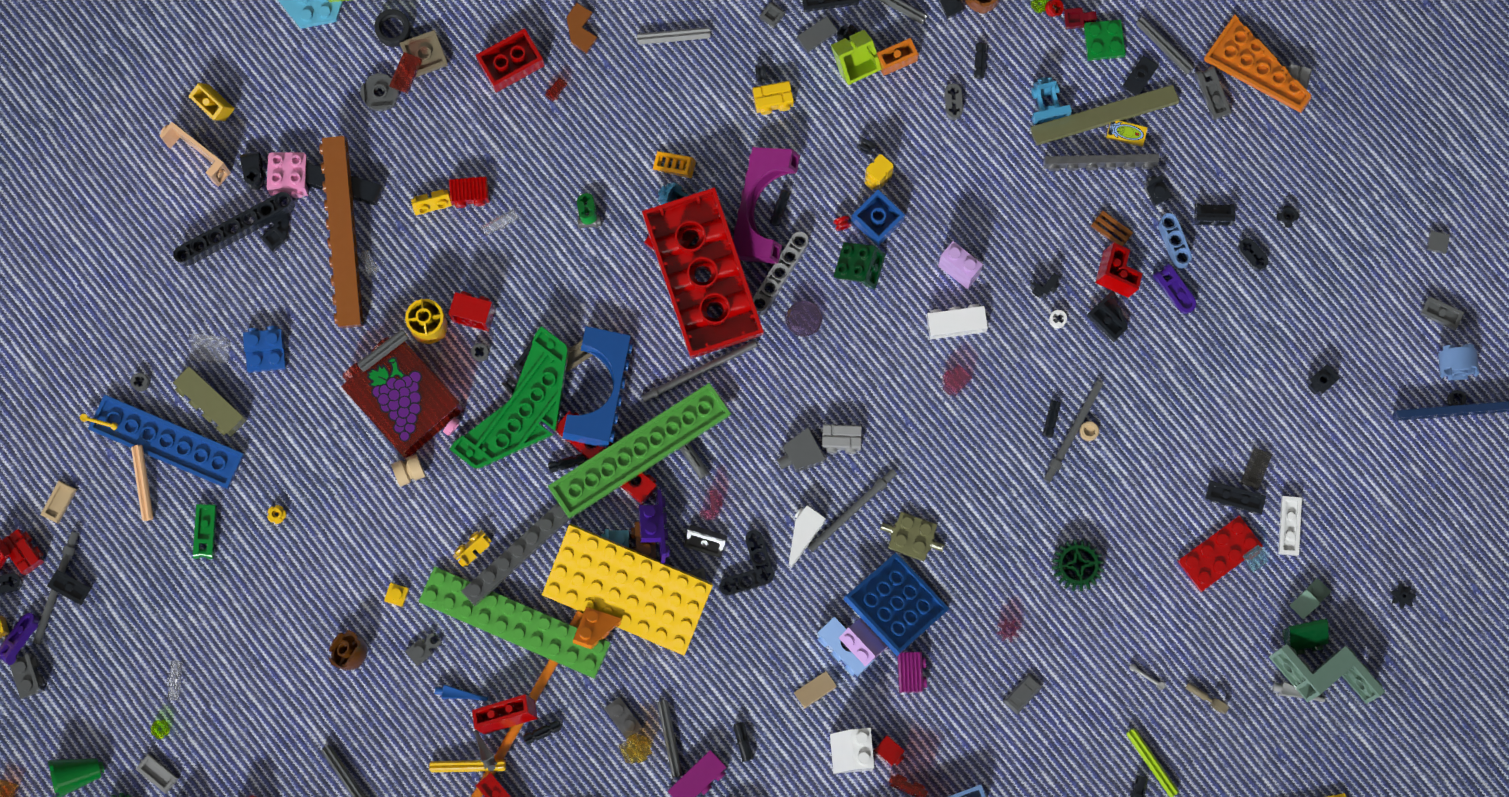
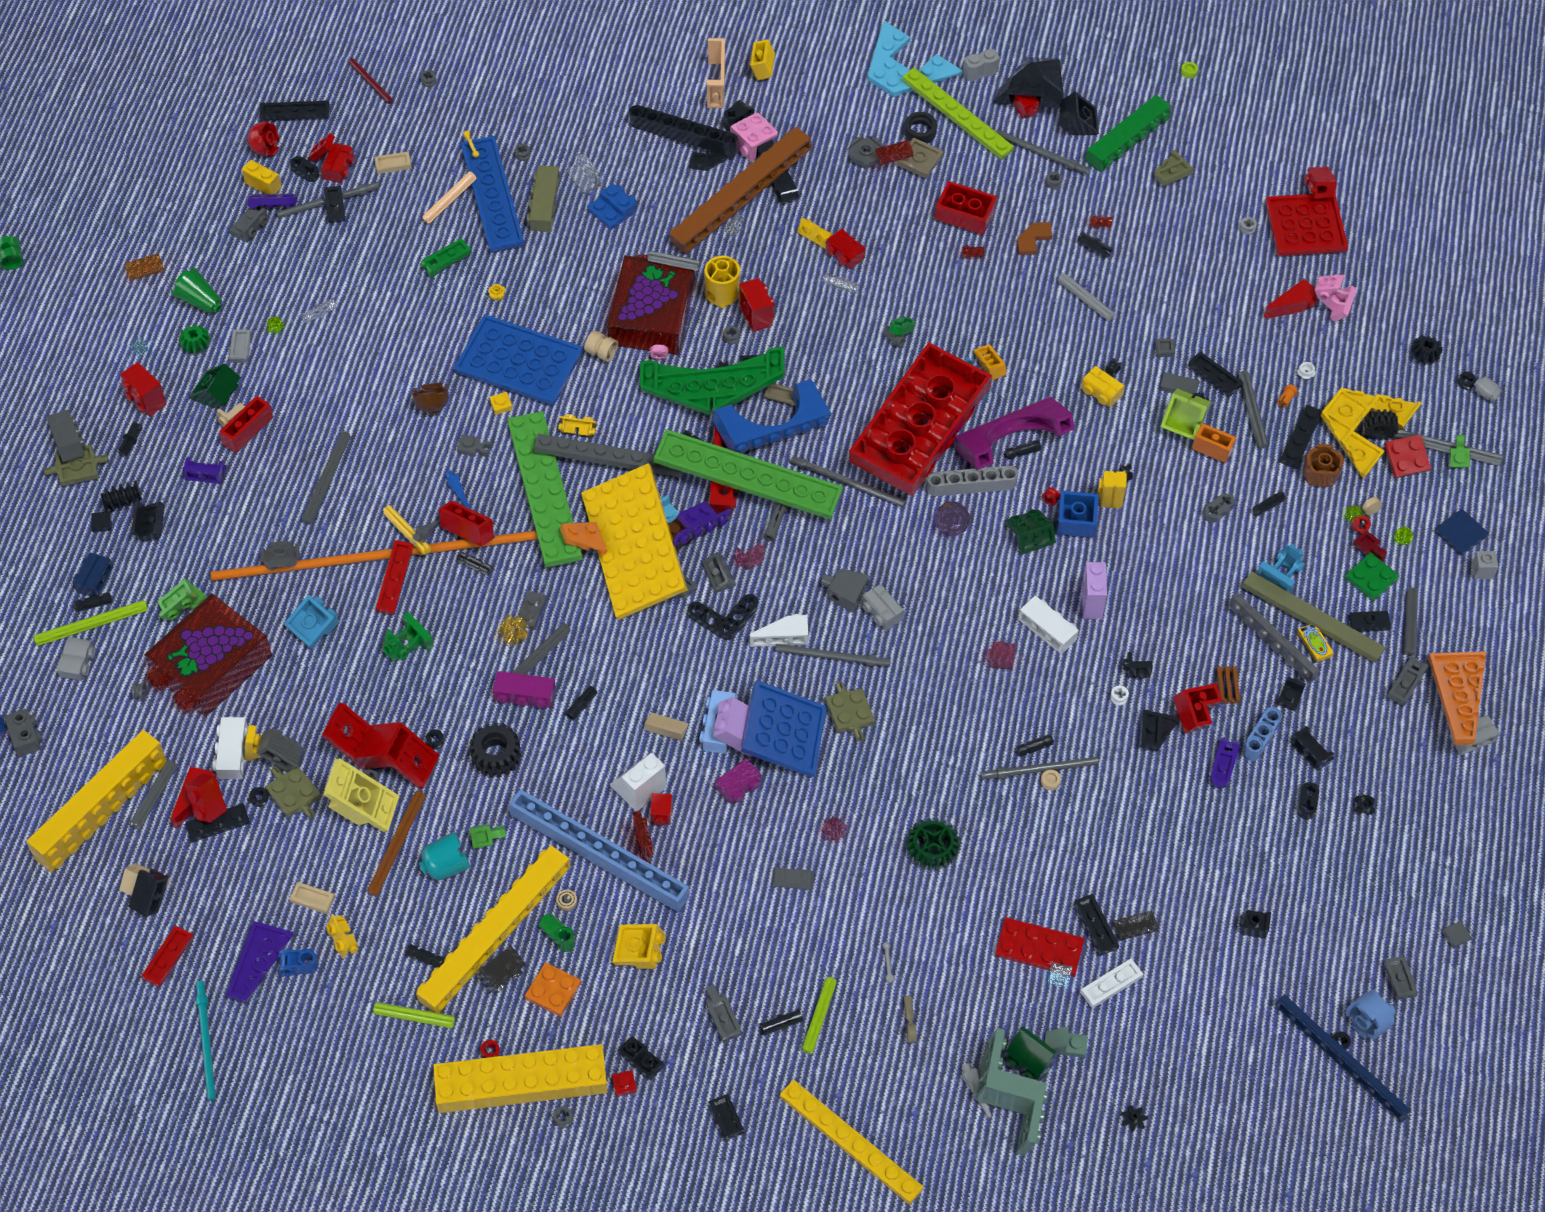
camera: 50 degrees right, 20 degrees down
(364, 548) = (518, 359): none -> blue plate

